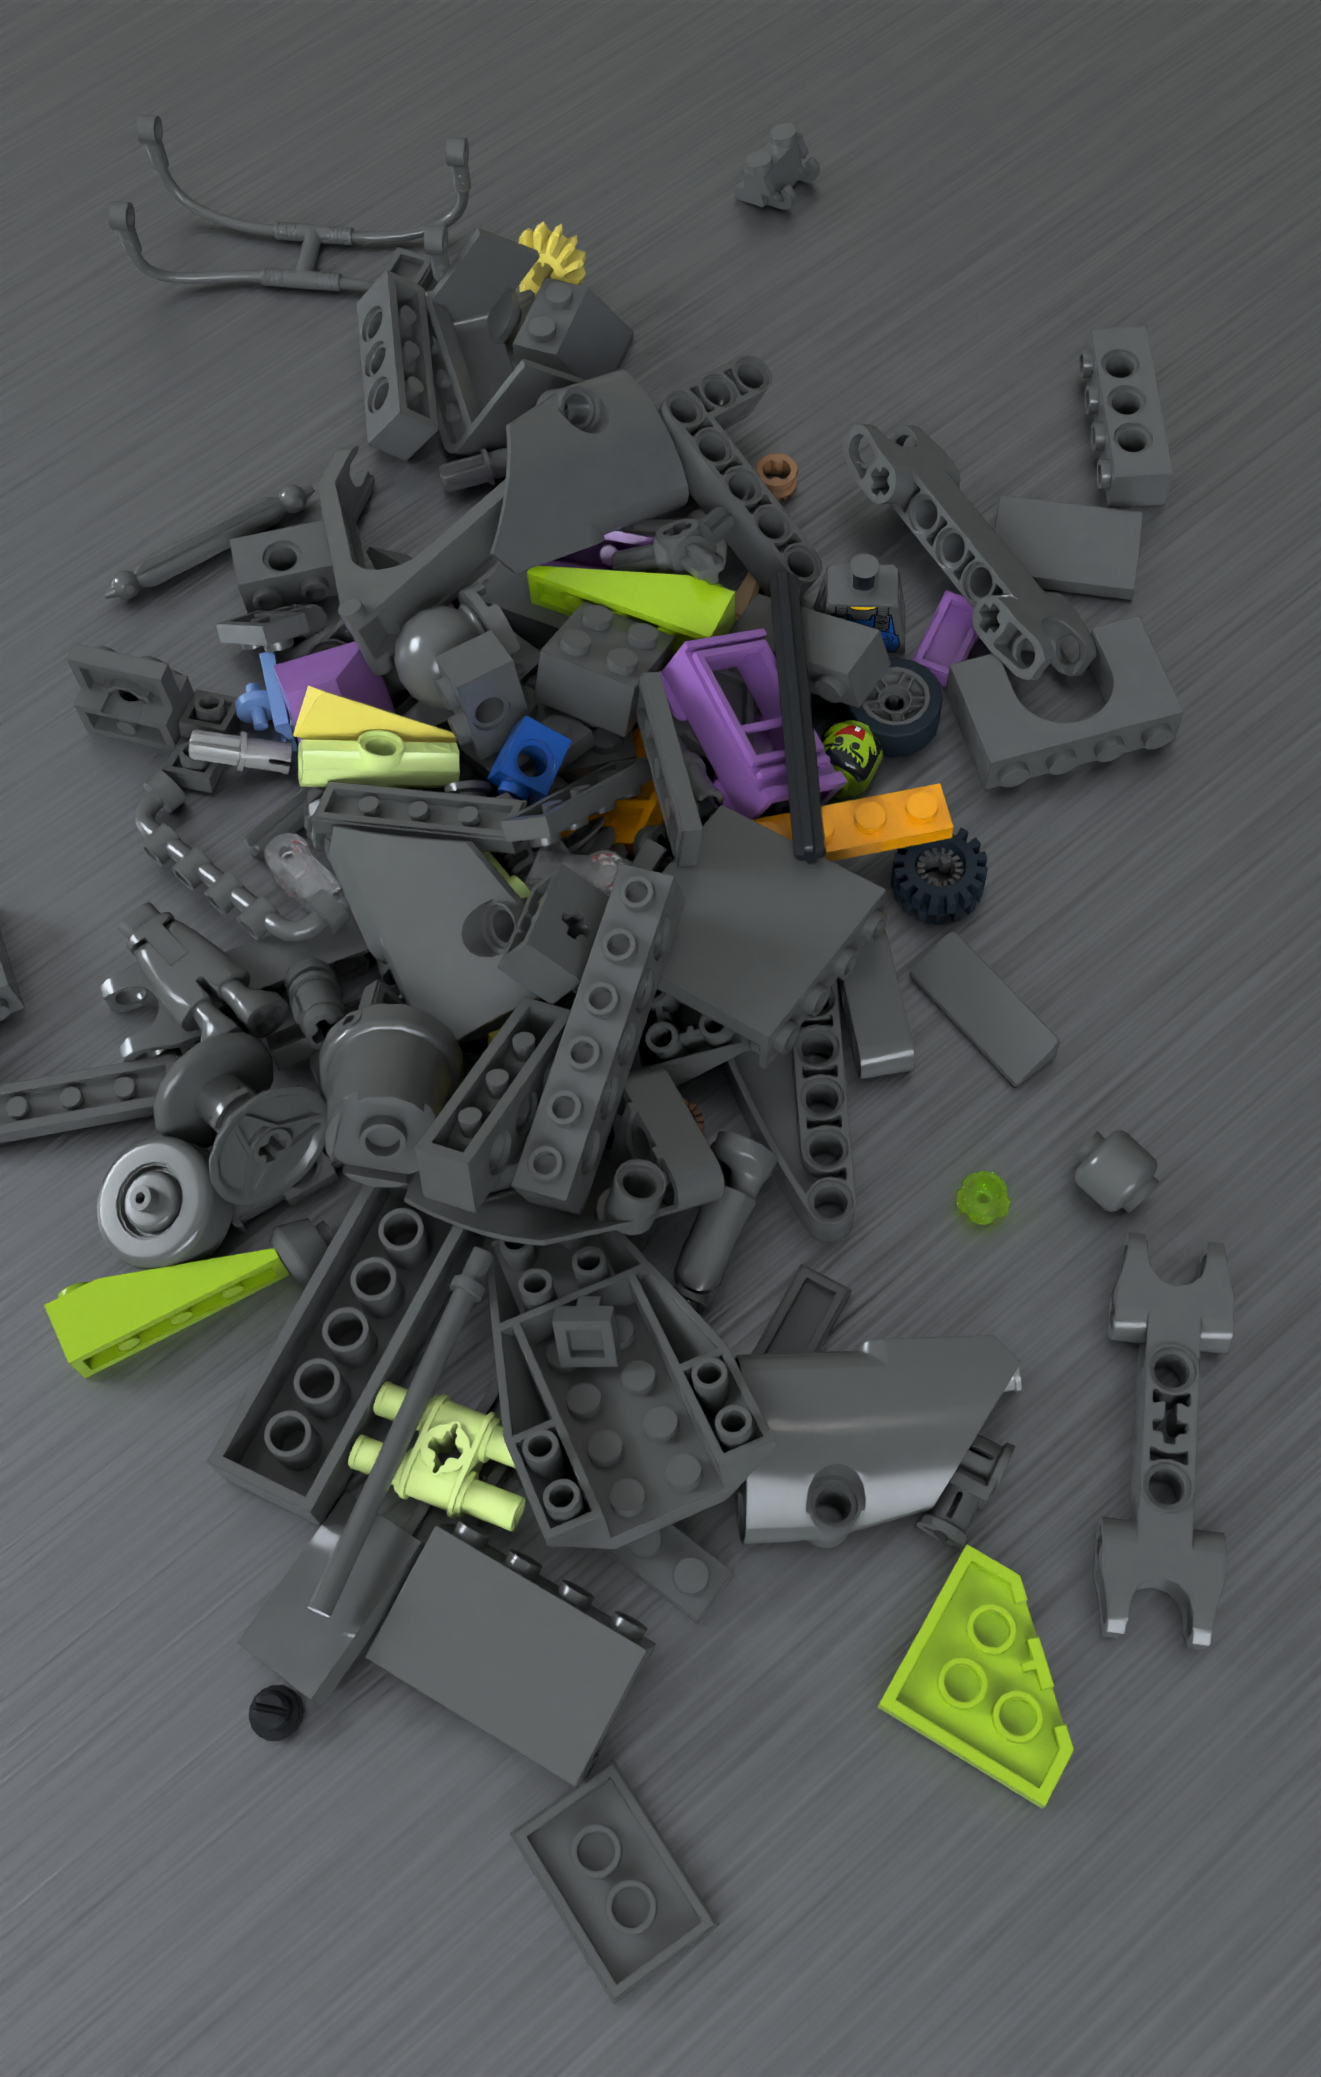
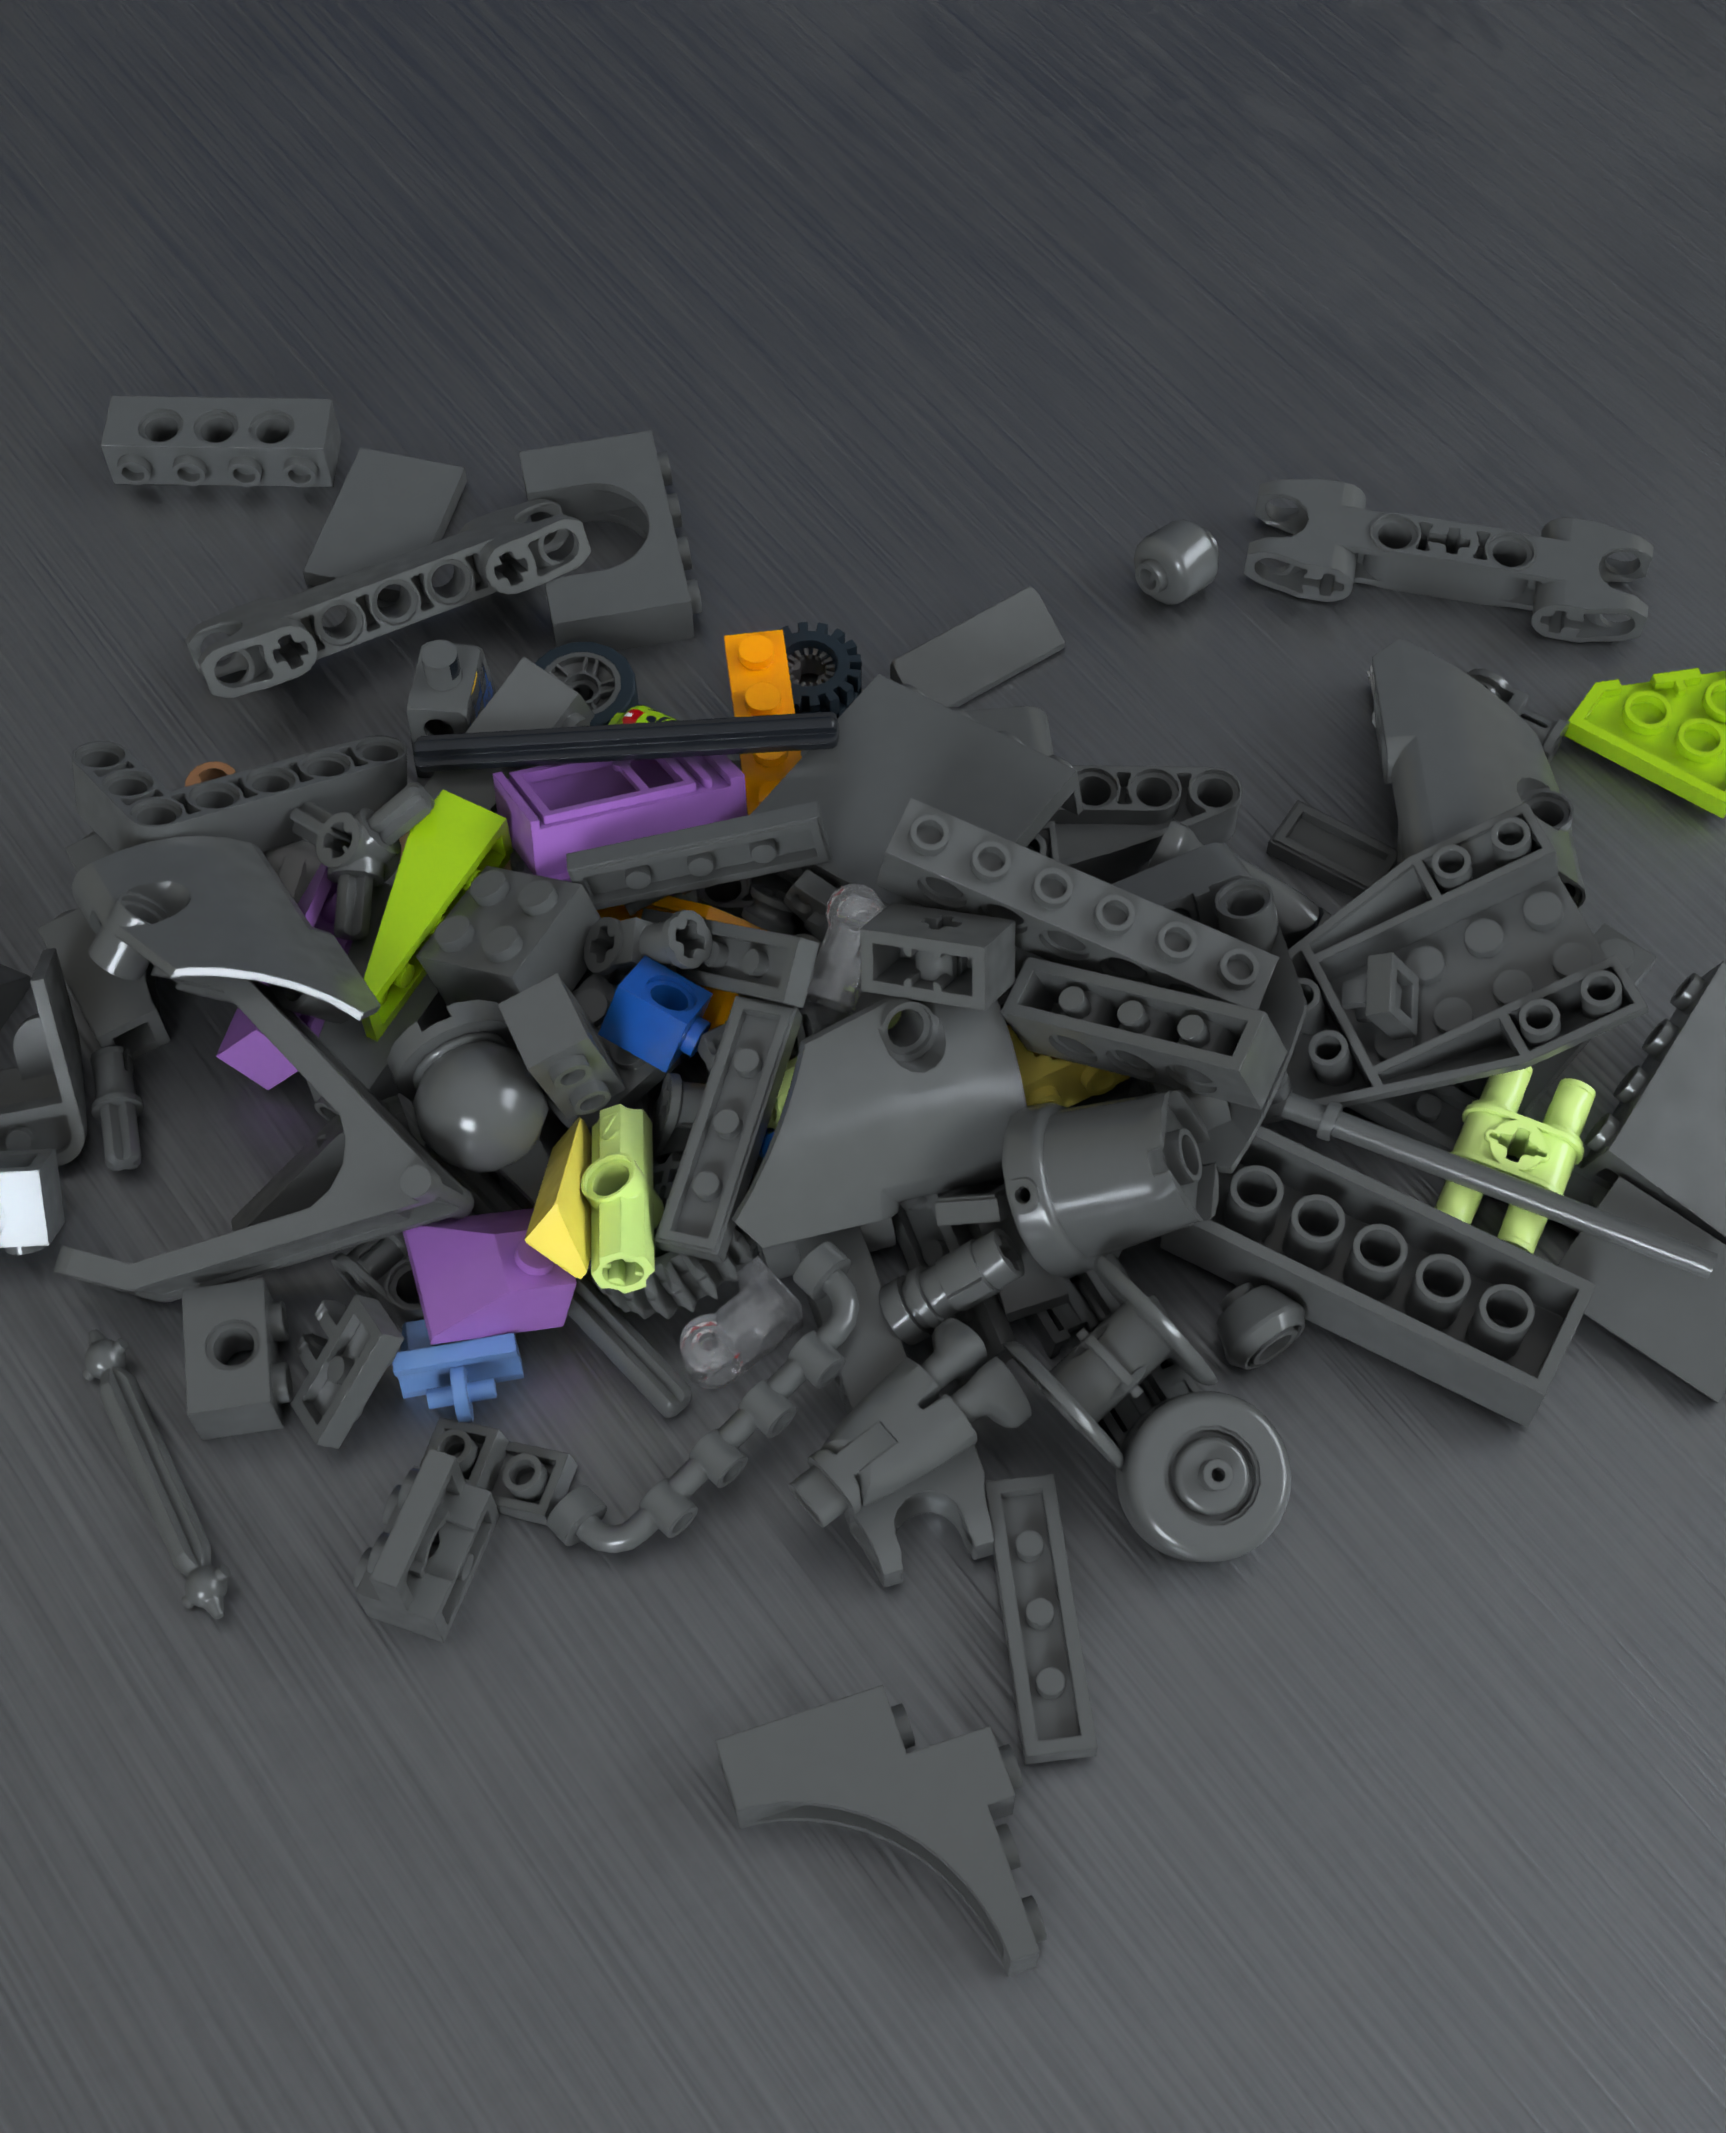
camera: 90 degrees left, 5 degrees down
(131, 1311) = (1336, 1533): lime slope -> none
(240, 751) = (536, 1405): light grey axle -> none
(593, 749) = (621, 945): none -> dark grey connector
(948, 637) = (500, 638): medium lavender tile -> none
(989, 1185) = (1199, 668): clear neon green plate -> none

